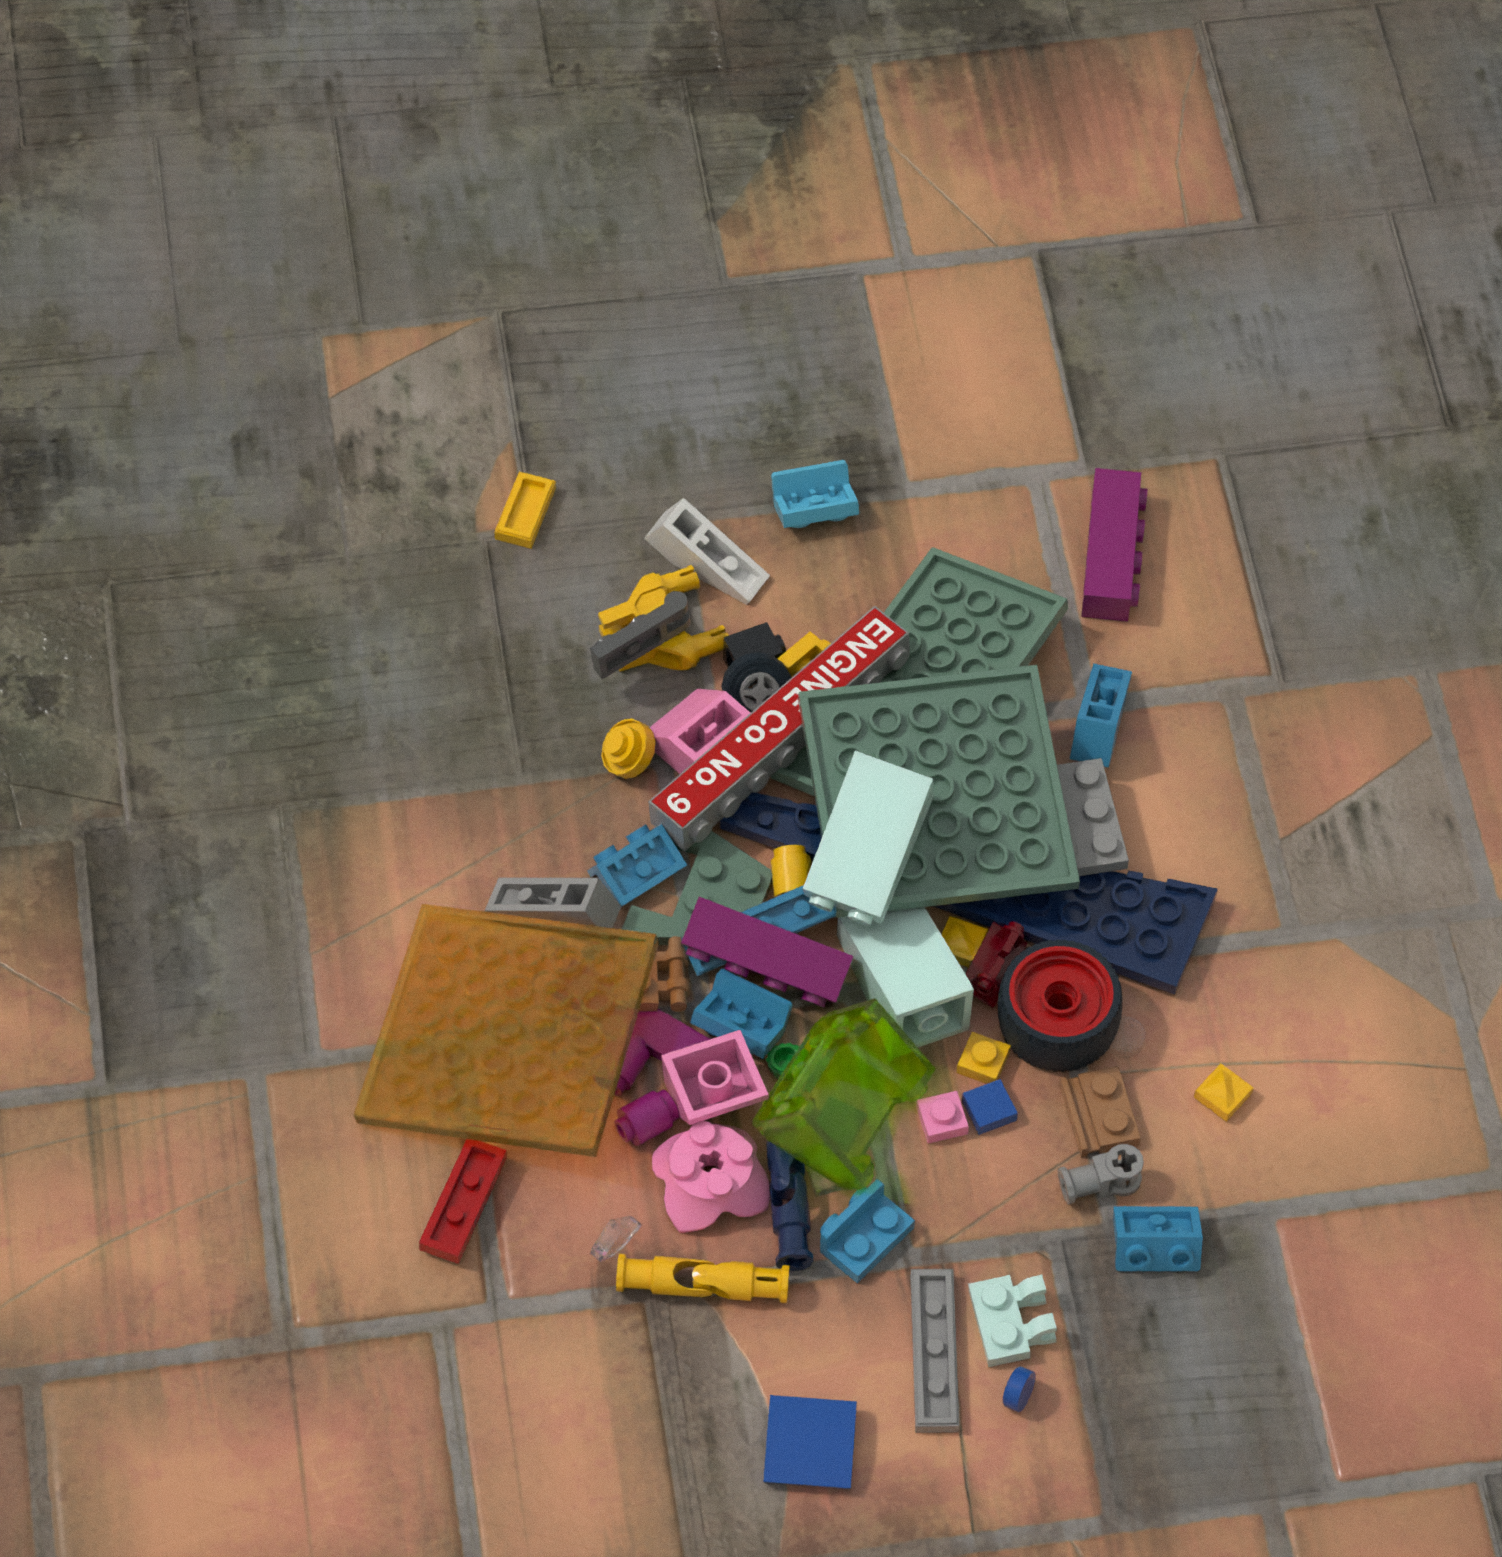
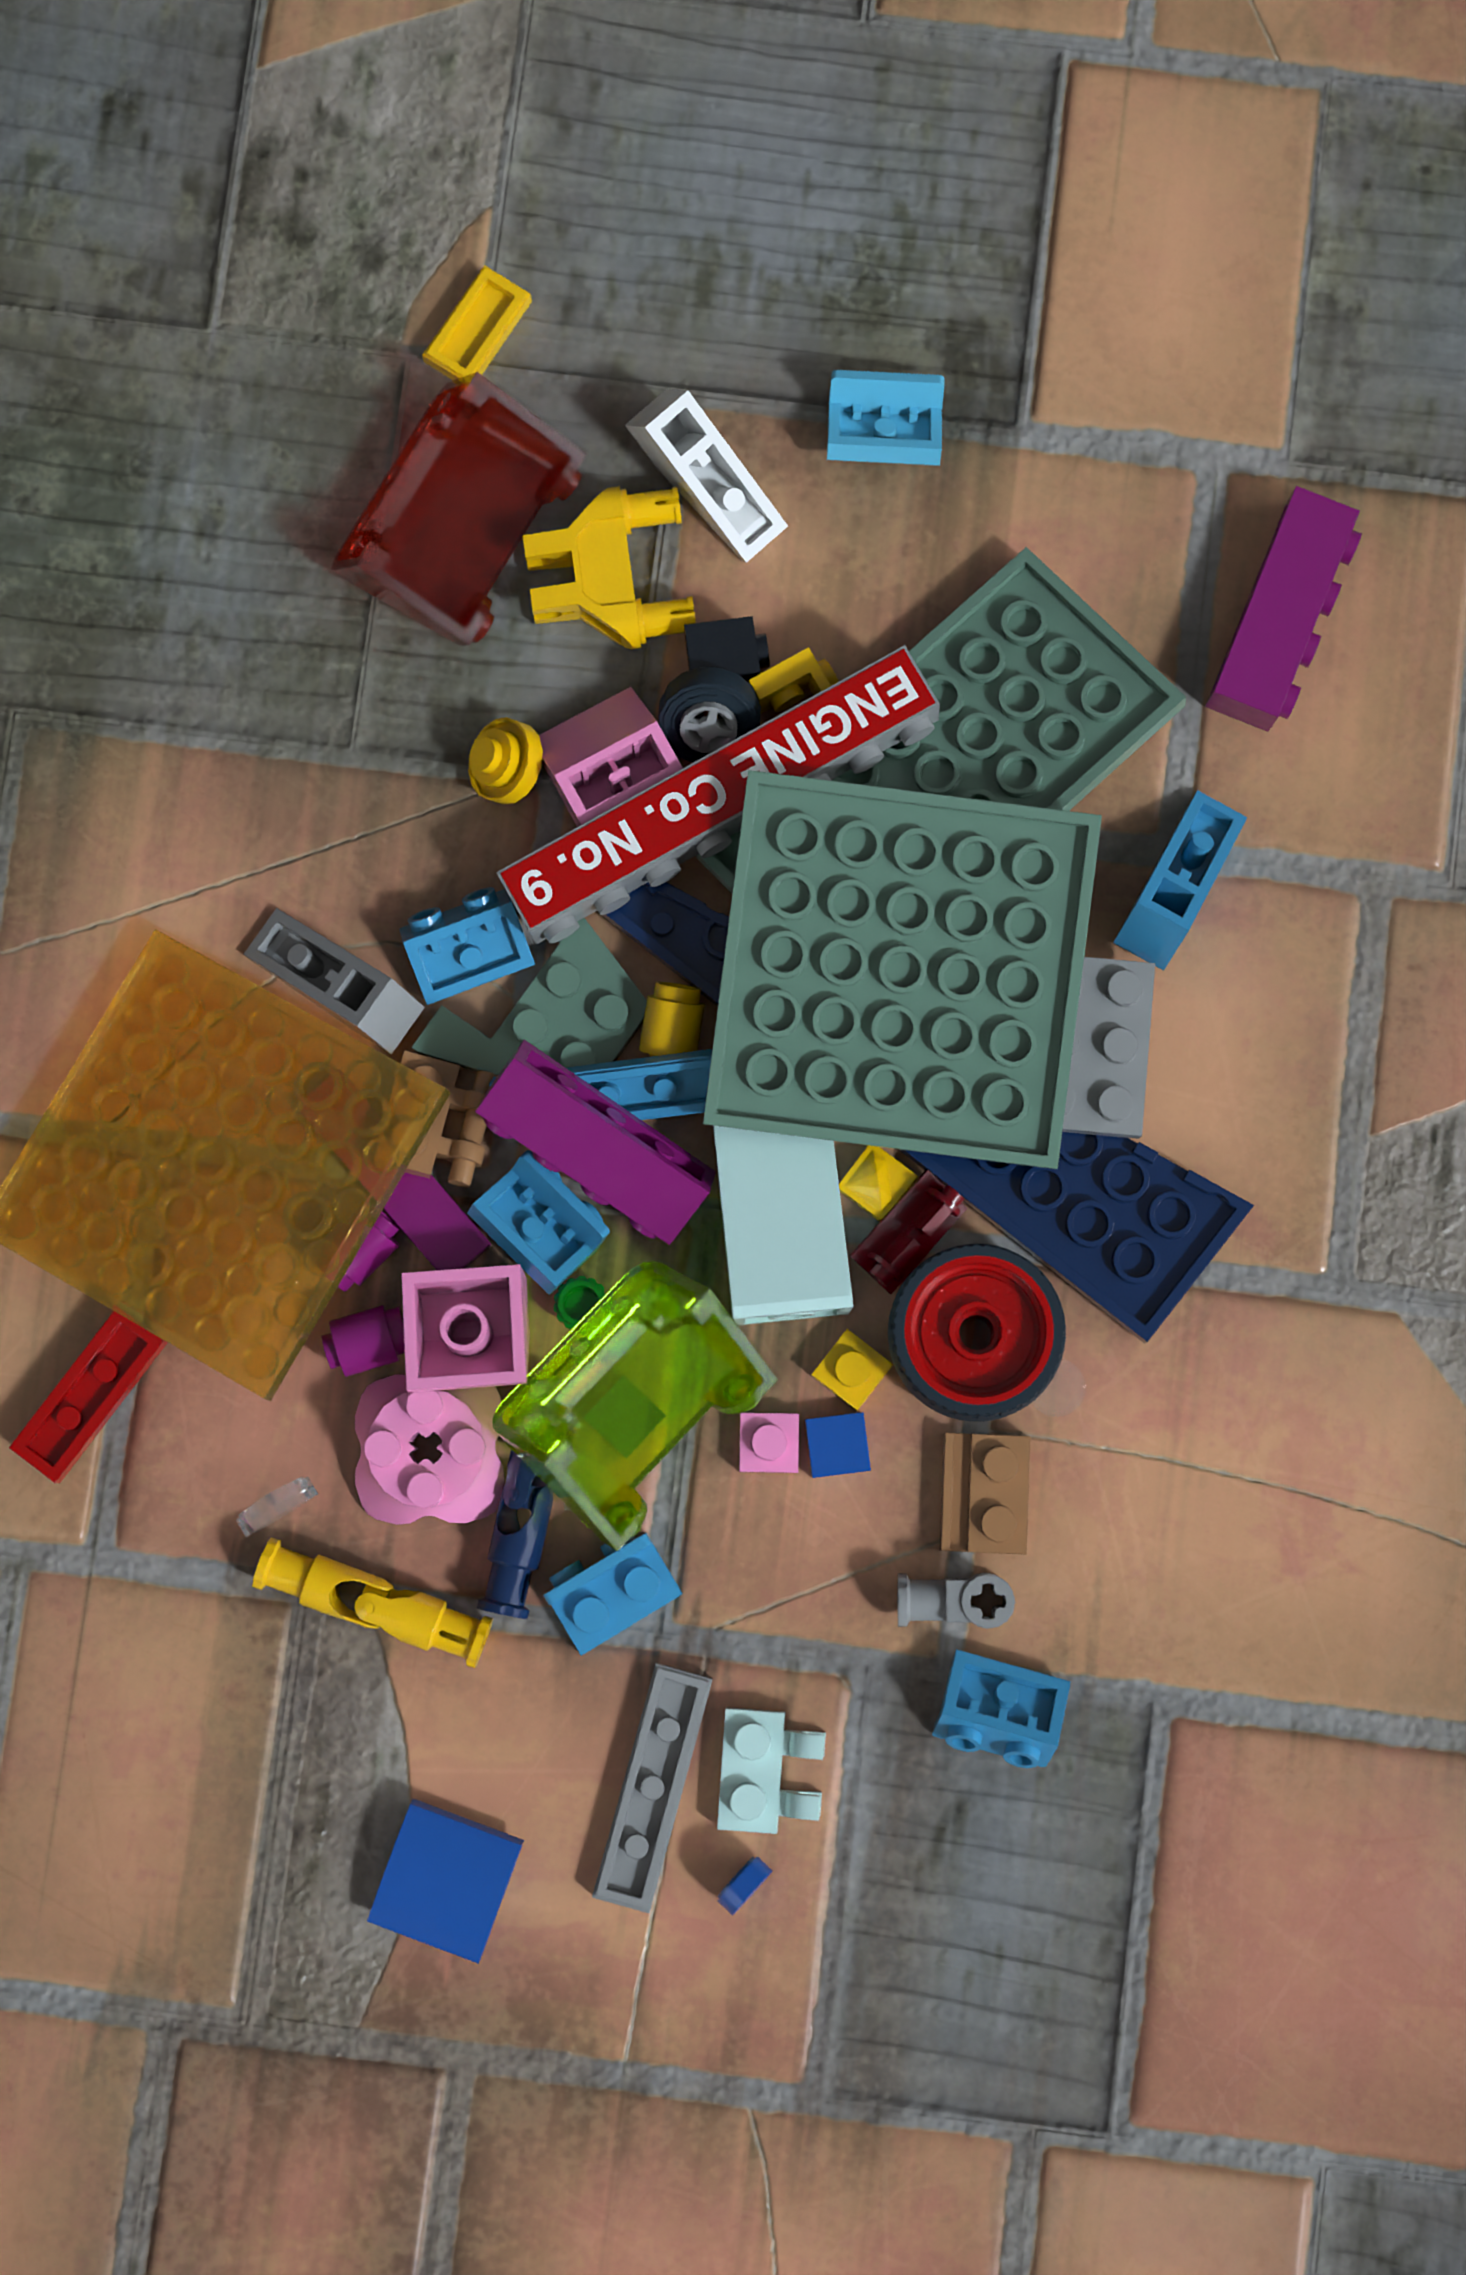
camera: 15 degrees right, 25 degrees up
(548, 607) = (457, 507): none -> clear red windscreen
(641, 635) = (565, 598): dark grey plate -> none
(868, 839) = (772, 1043): light aqua slope -> none
(1223, 1092) = (1163, 1511): yellow tile -> none

